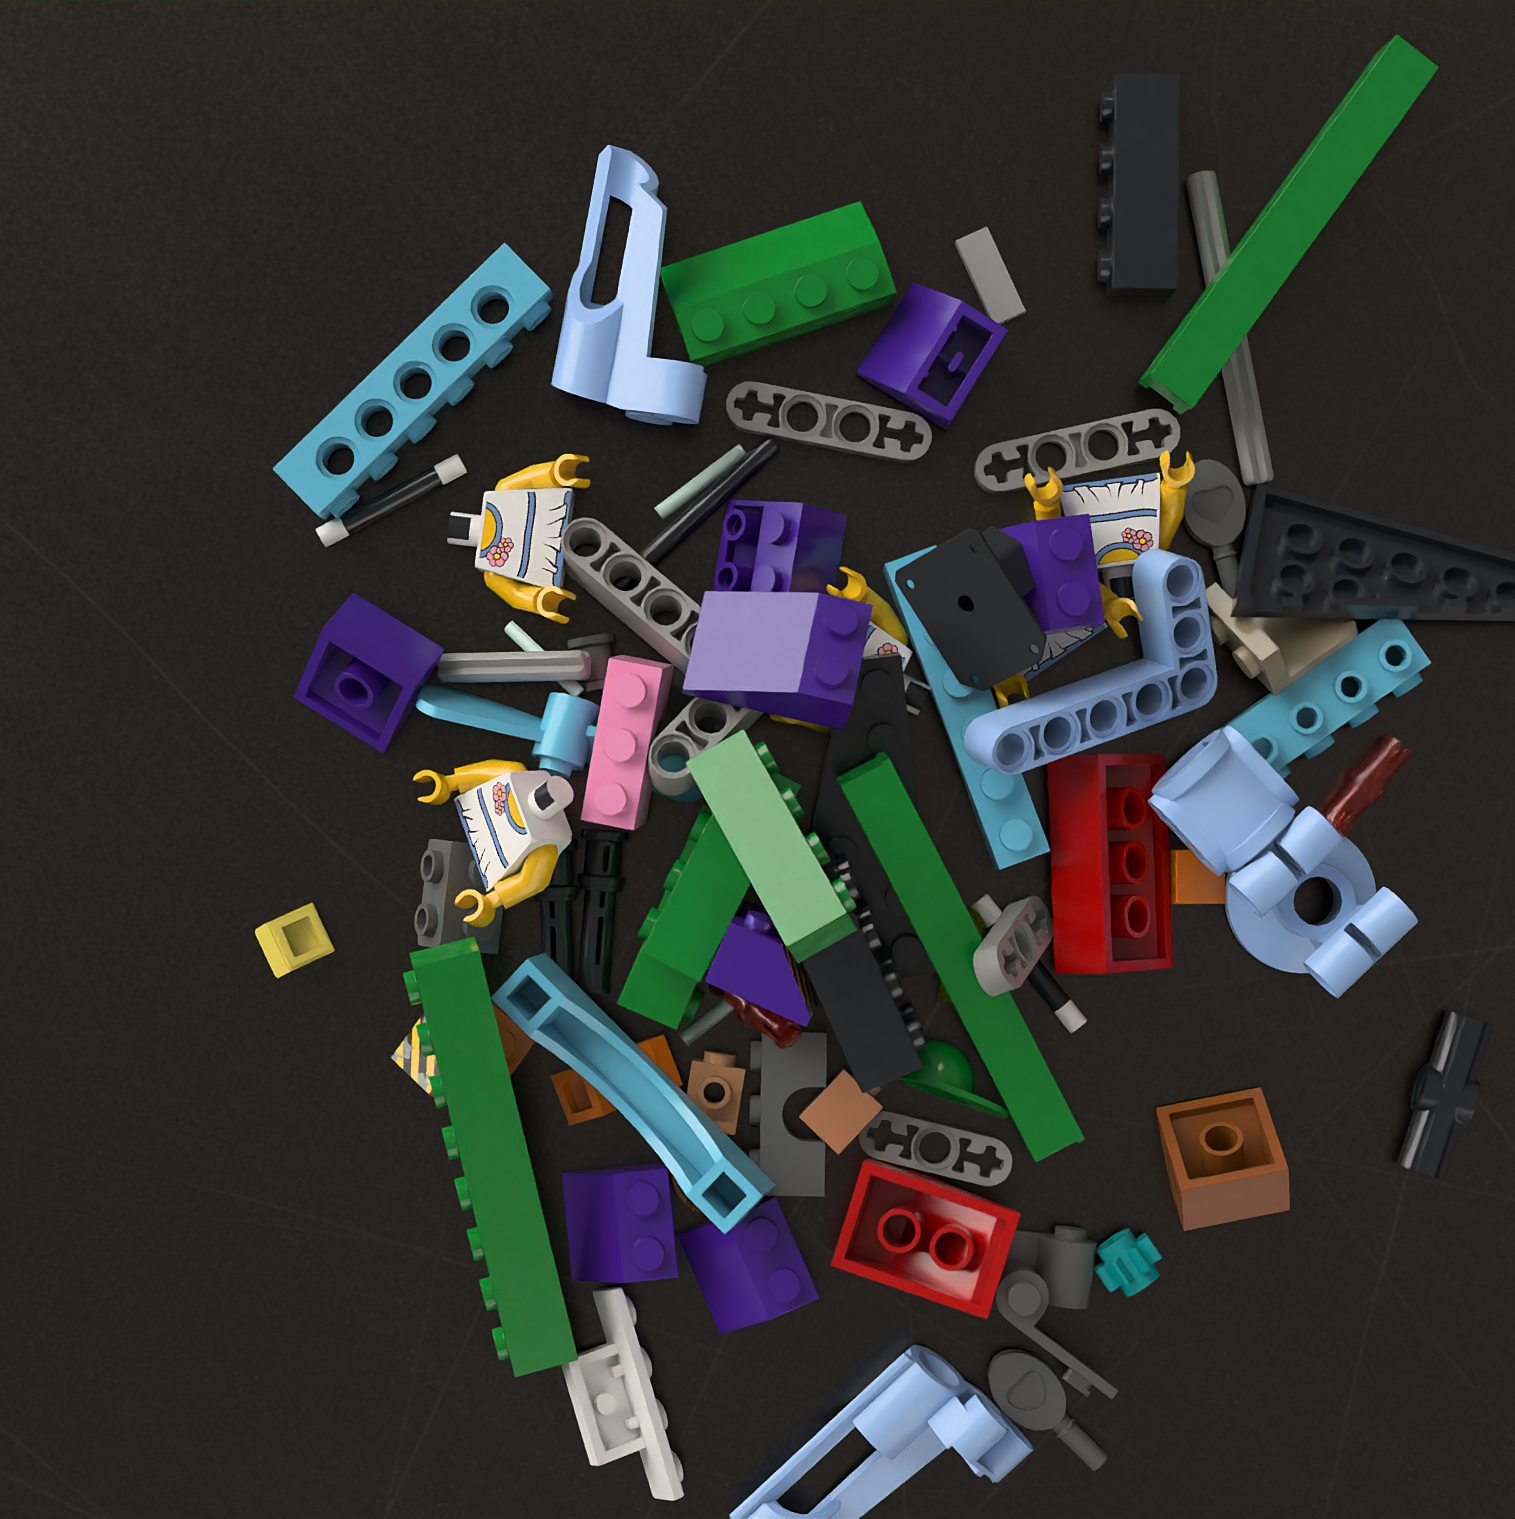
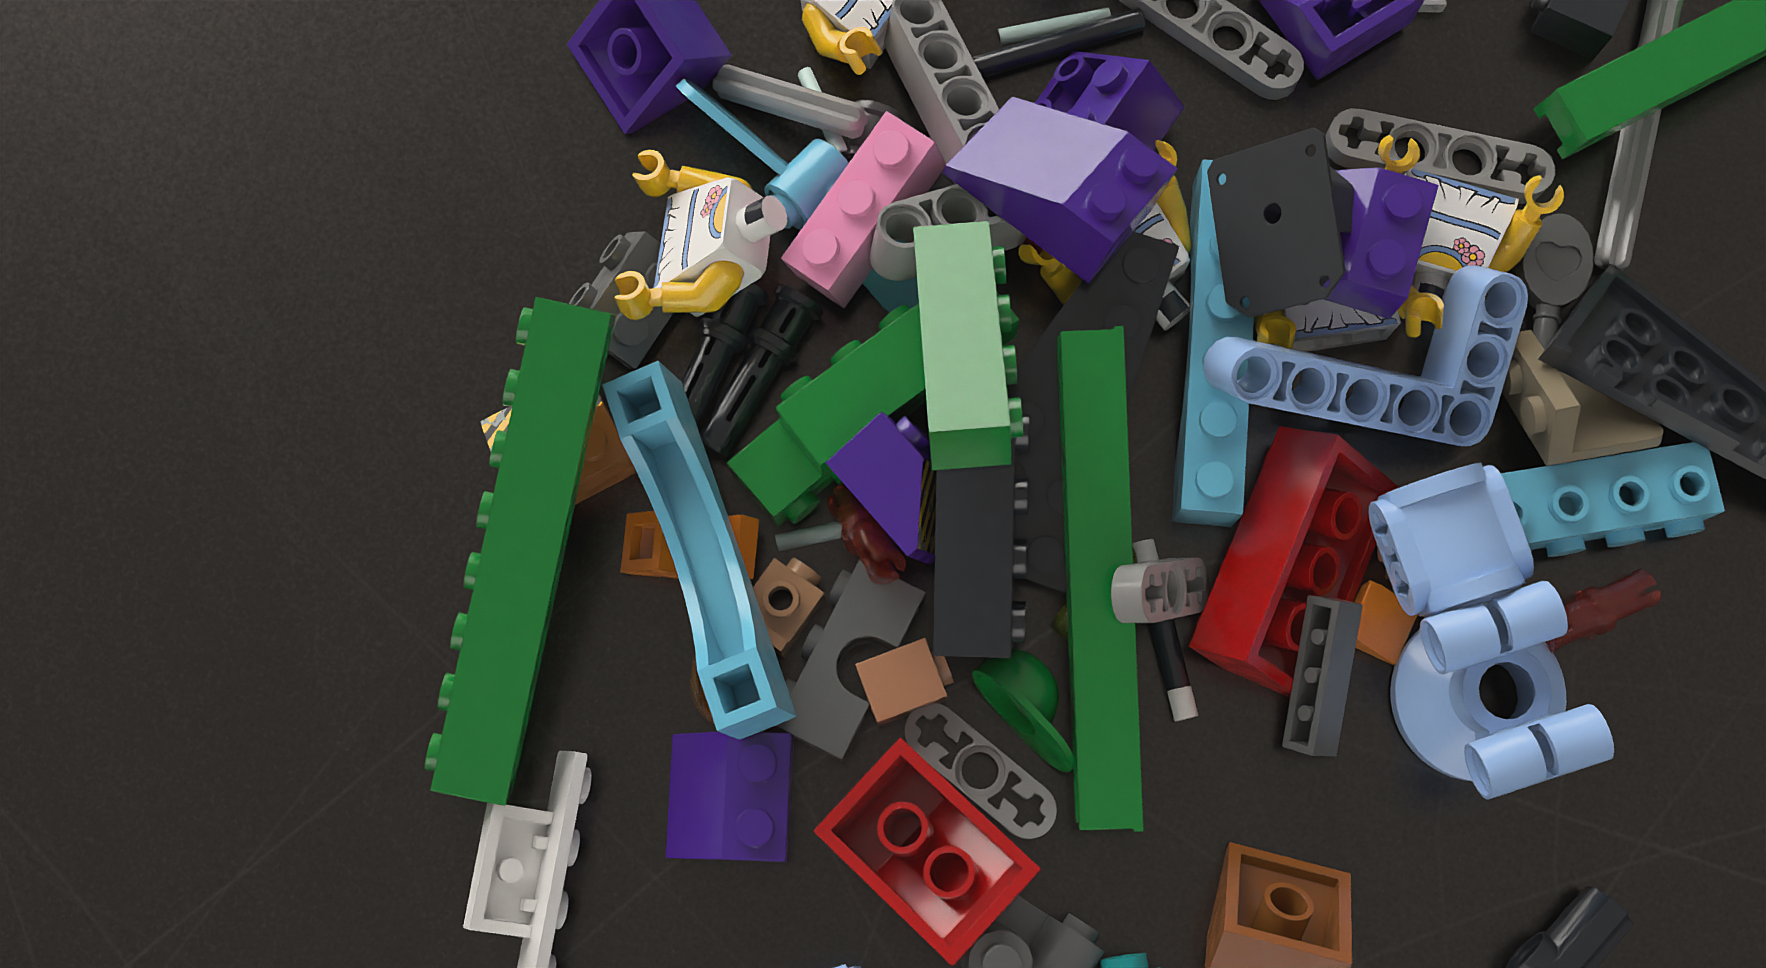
camera: 30 degrees right, 10 degrees down
(294, 940) = (447, 266): light yellow slope -> none
(621, 1224) = (623, 692): dark purple slope -> none
(1170, 946) = (1322, 676): none -> dark grey piece

